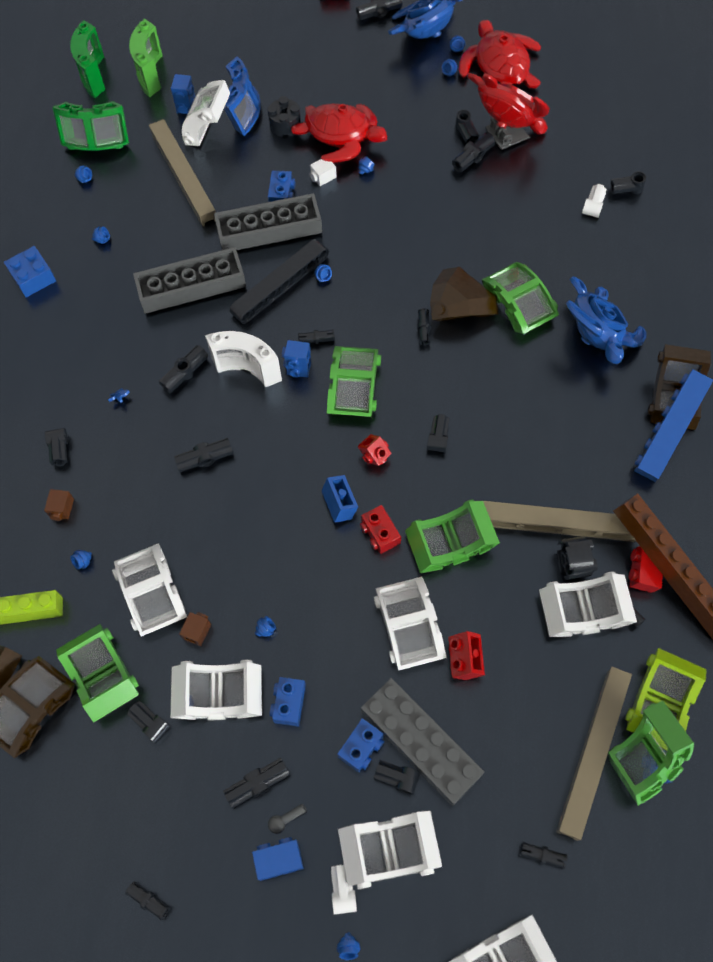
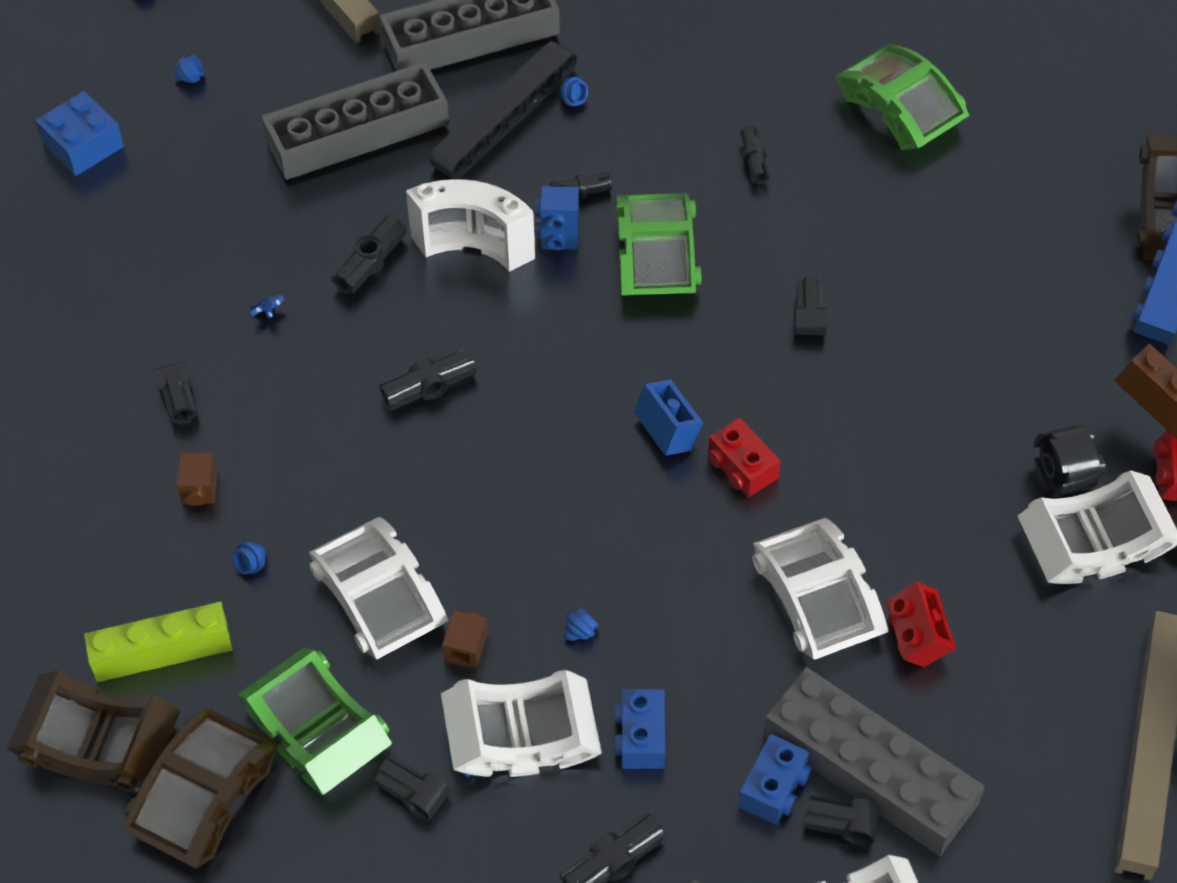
camera: 10 degrees left, 10 degrees down
(374, 450) = (711, 340): red brick -> none
(452, 537) = (863, 453): bright green window -> none
(460, 296) = (806, 102): dark brown brick -> none
(557, 521) = (1021, 414): dark tan tile -> none
(602, 322) = (1042, 118): blue animal -> none

